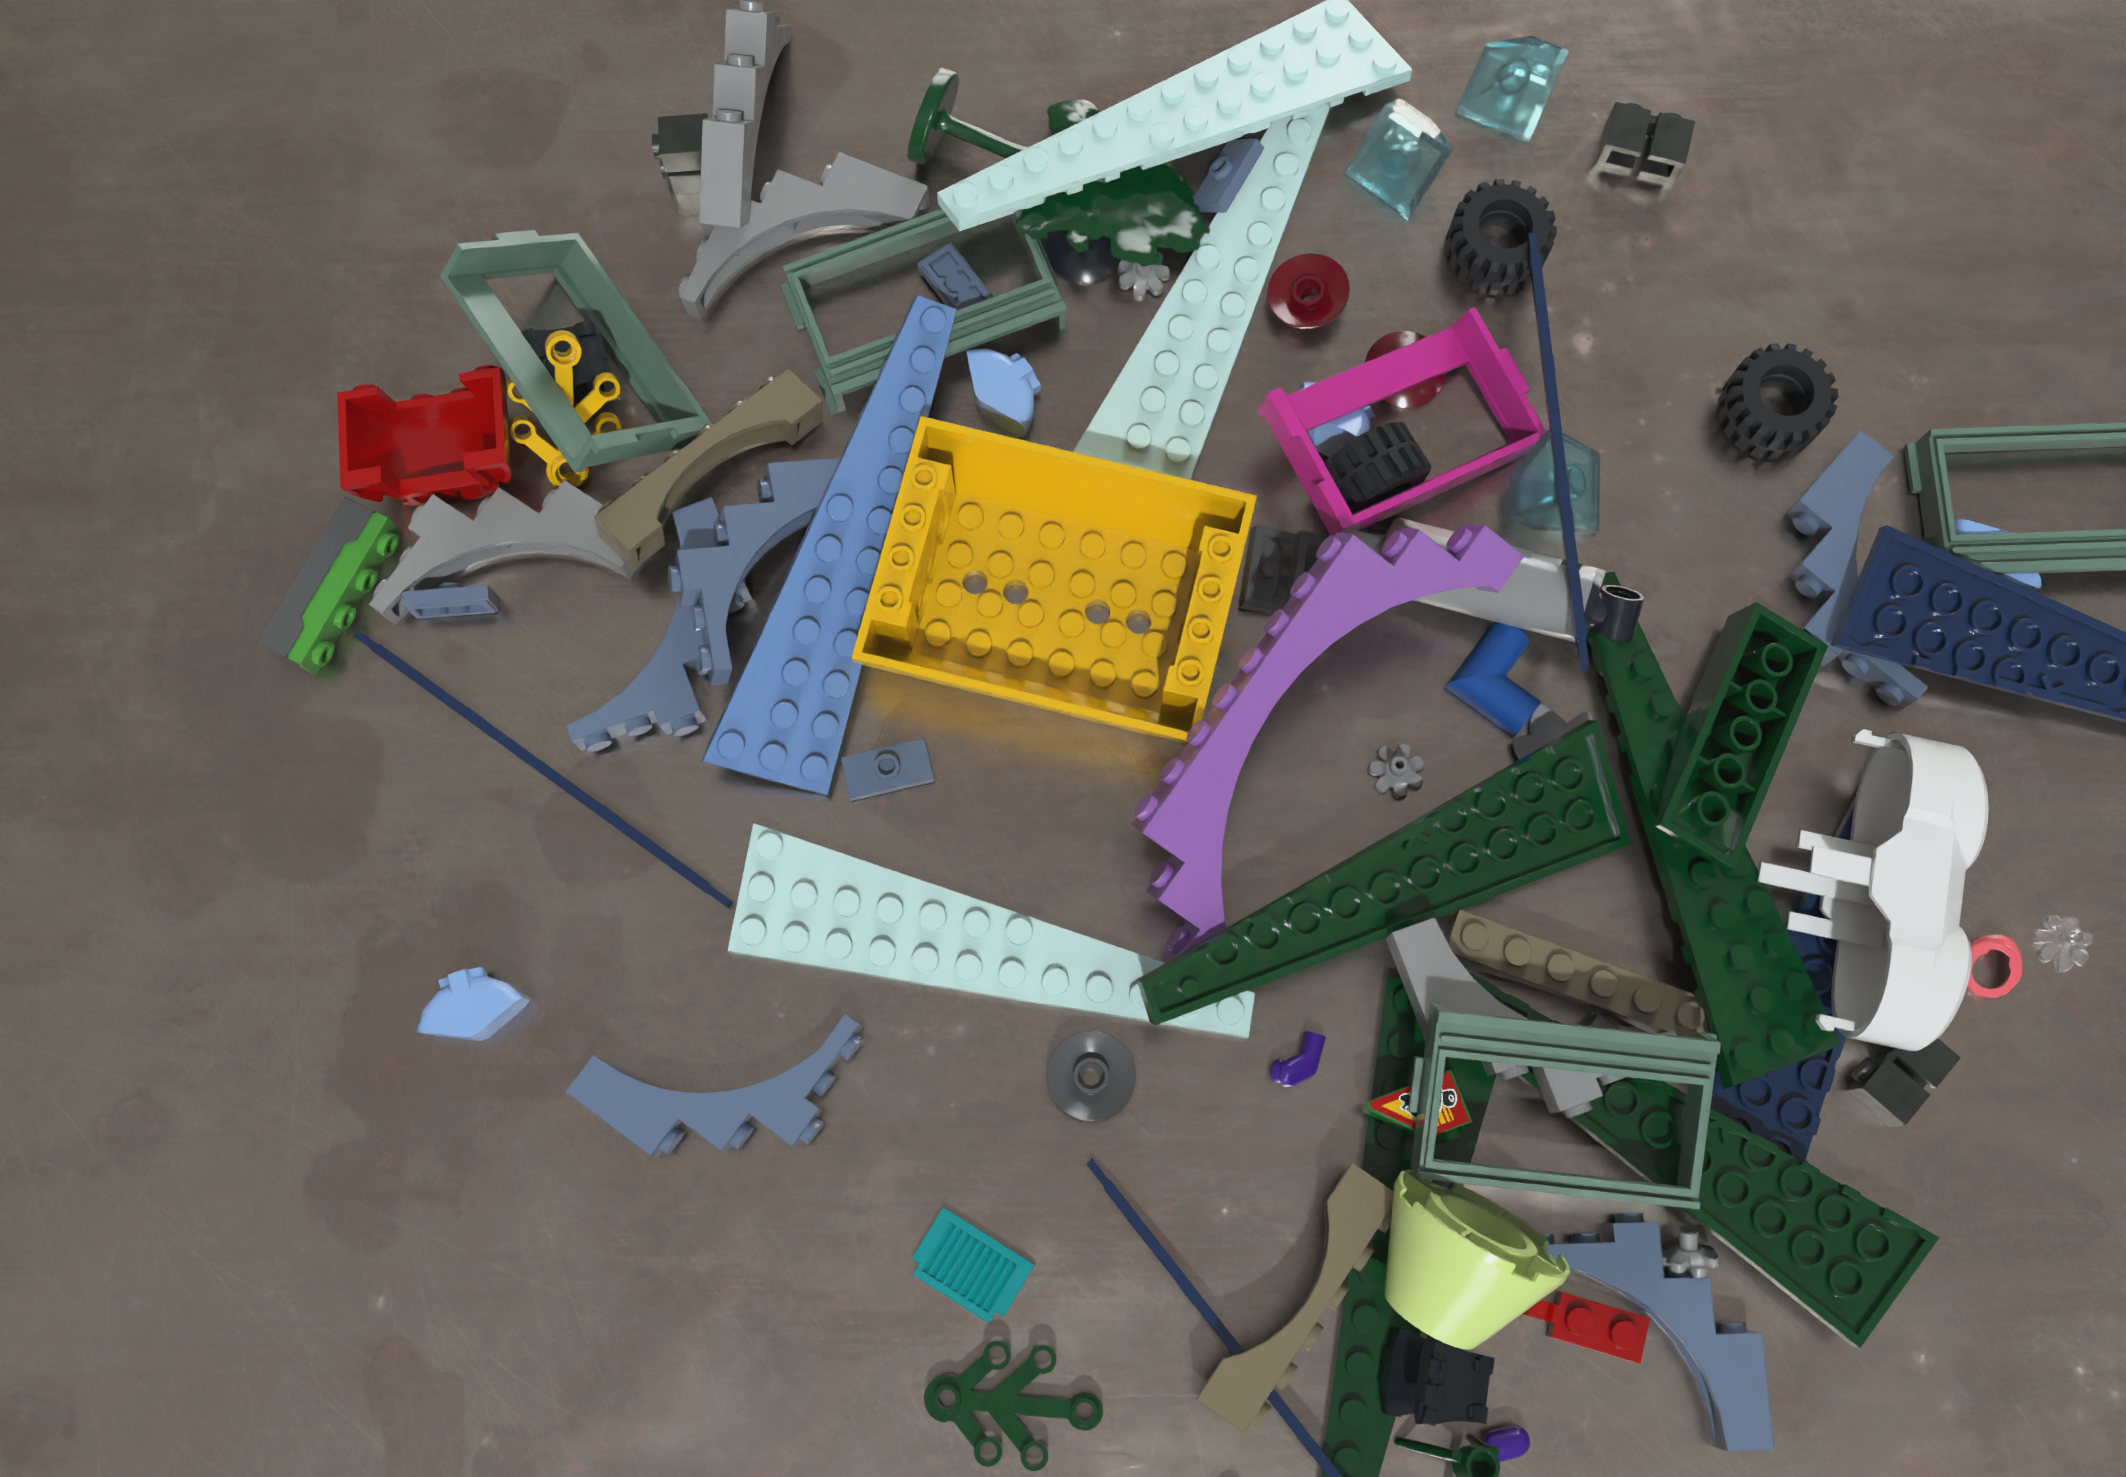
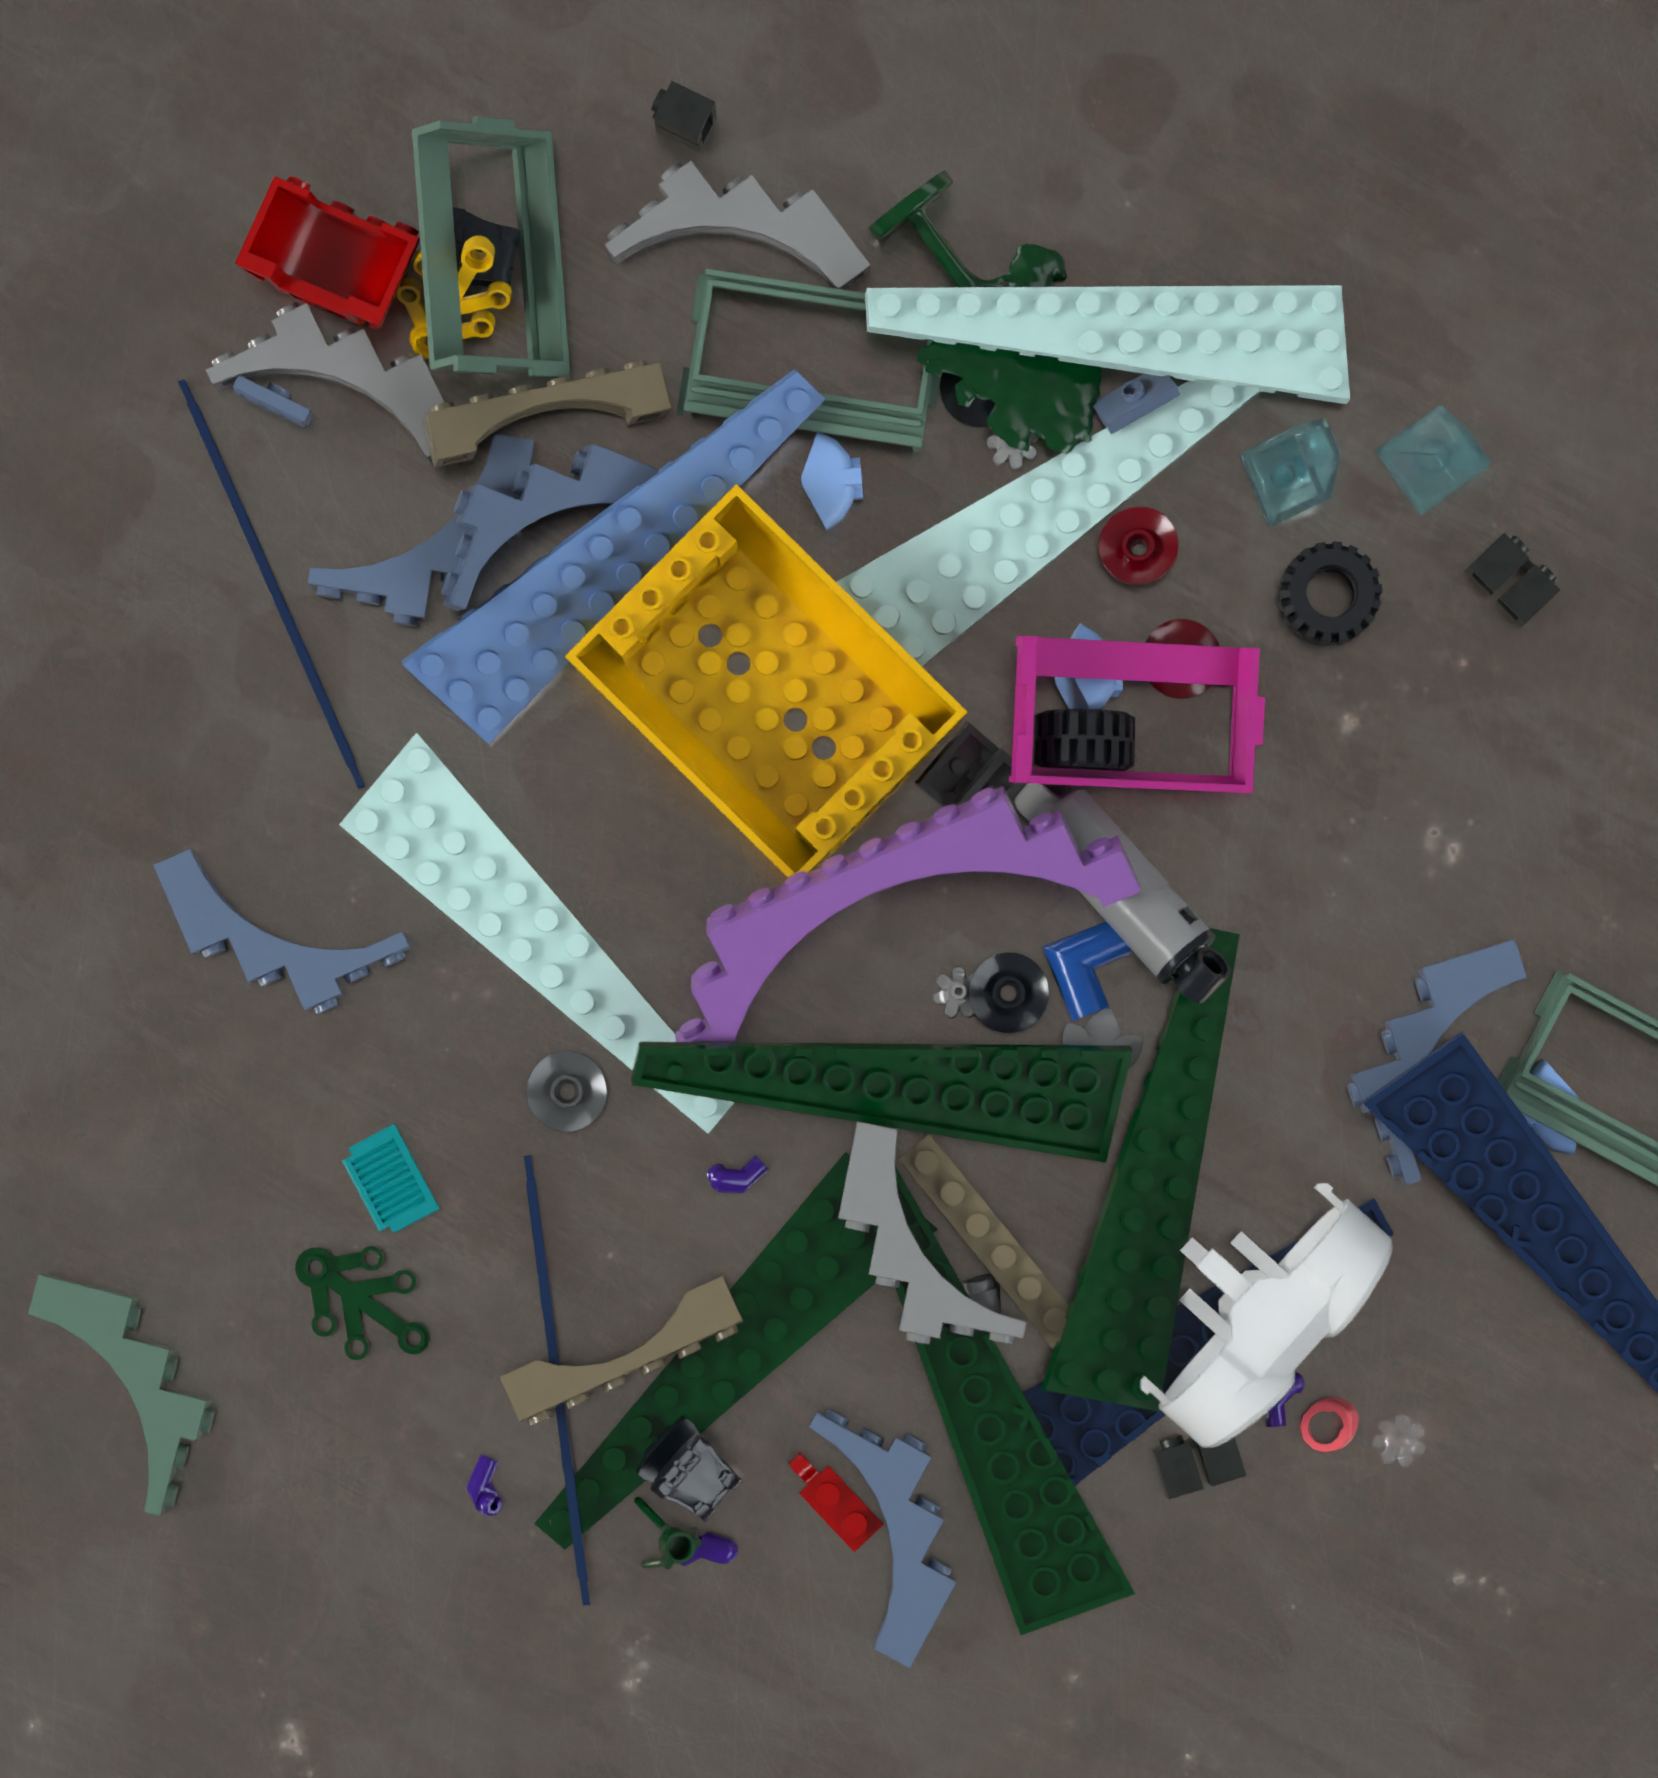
camera: 30 degrees right, 10 degrees up
(330, 586) = (181, 330): piece -> none
(470, 1006) = (114, 751): light blue piece -> none
(730, 135) = (745, 109): light grey arch -> none
(887, 769) = (549, 750): sand blue plate -> none
(953, 278) = (847, 360): sand blue plate -> none
(1394, 1110) = (804, 1268): slope -> none
(1456, 725) = (1024, 977): none -> black dish
(1463, 1262) = (759, 1393): yellowish green cone -> none
(1534, 490) = (1239, 837): clear light blue slope -> none
(1558, 453) = (1239, 811): dark blue piece -> none
(1569, 1049) = (933, 1292): sand green piece -> none
(1689, 1254) = (941, 1494): light grey plant -> none
(1737, 731) = (1237, 1126): dark green slope -> none
(1795, 376) = (1501, 868): black tyre -> none

